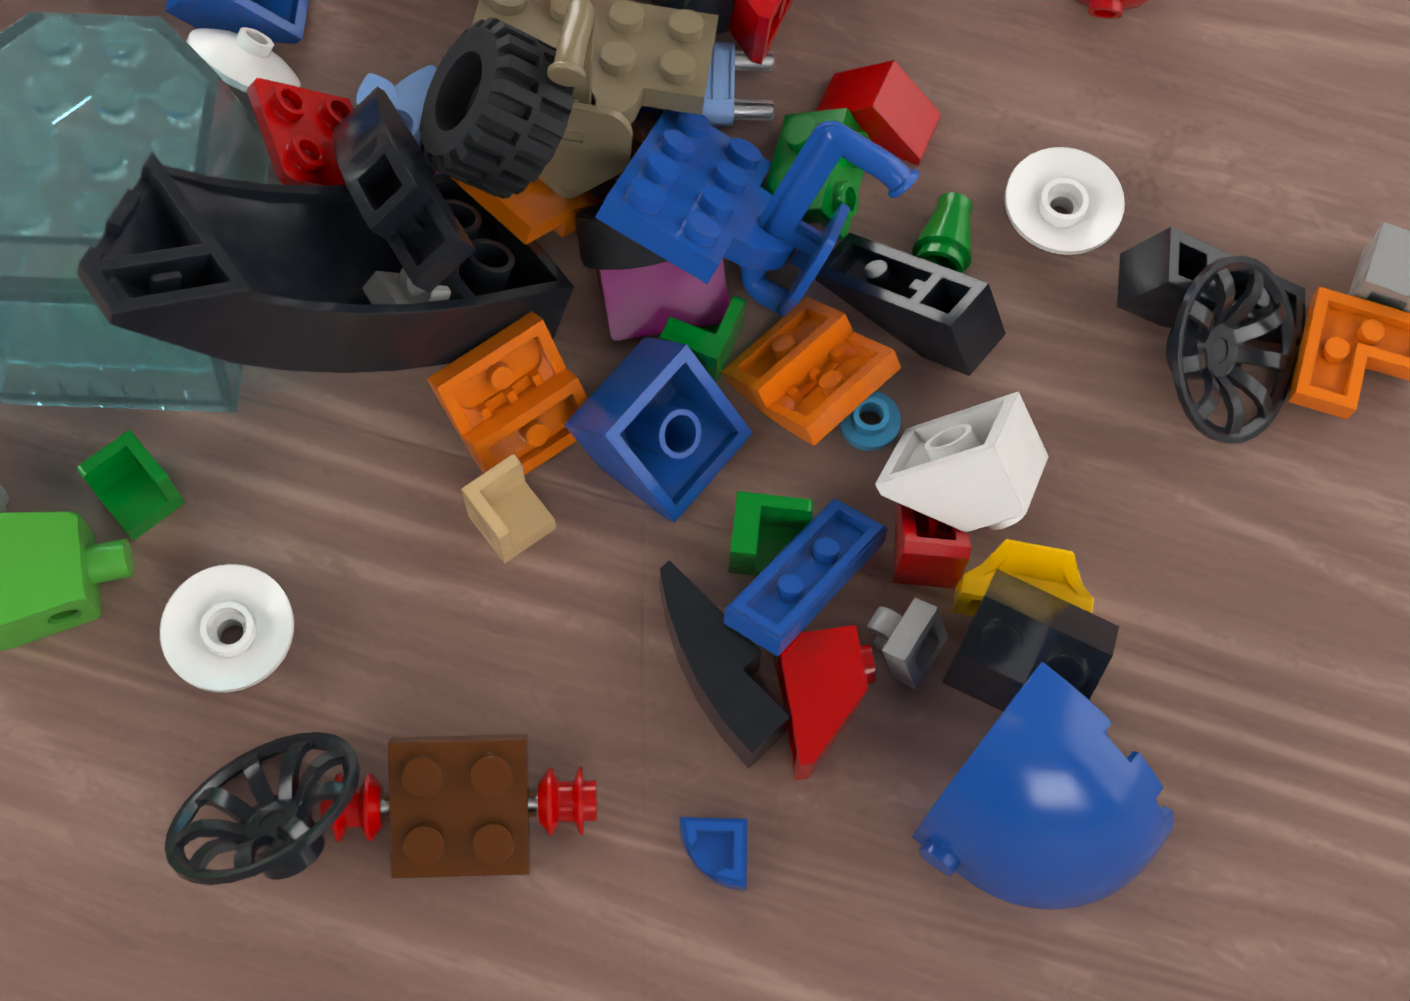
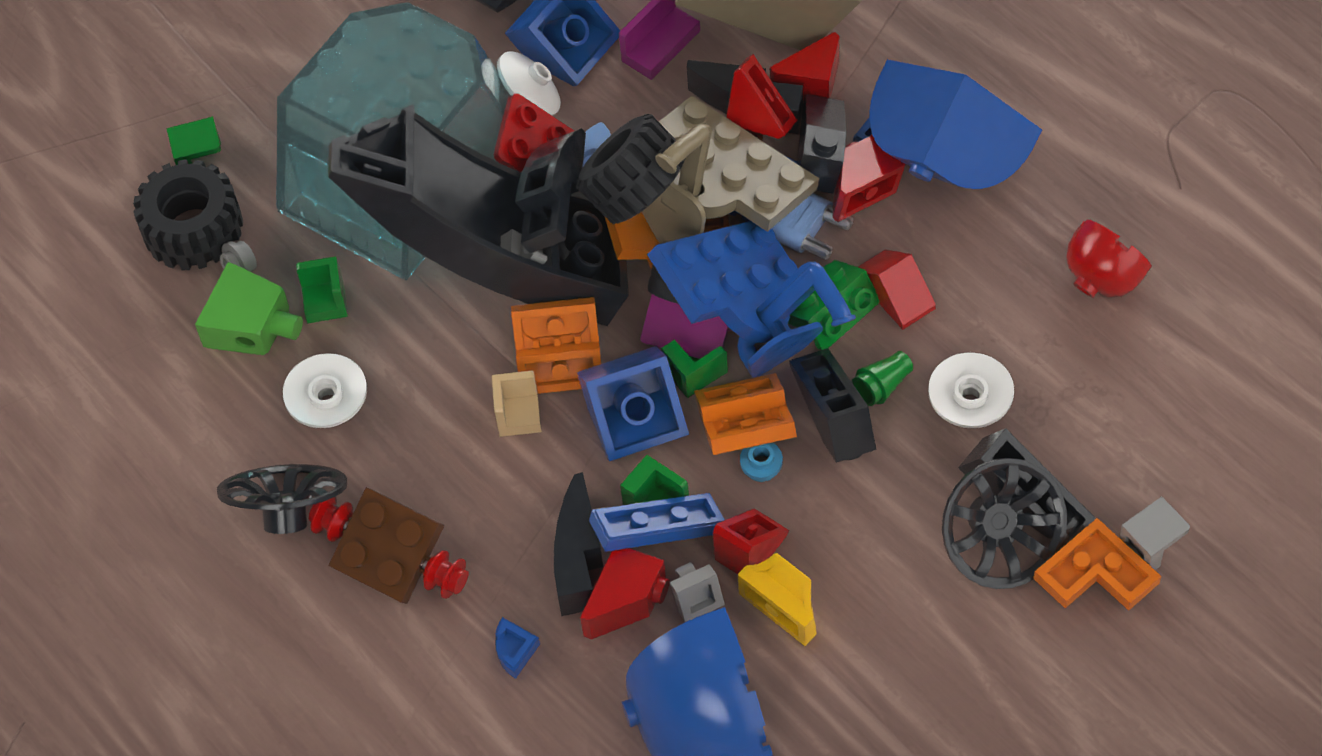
camera: 40 degrees right, 10 degrees down
(969, 466) = (794, 509): white slope -> none
(1020, 629) = (761, 620): black slope -> none

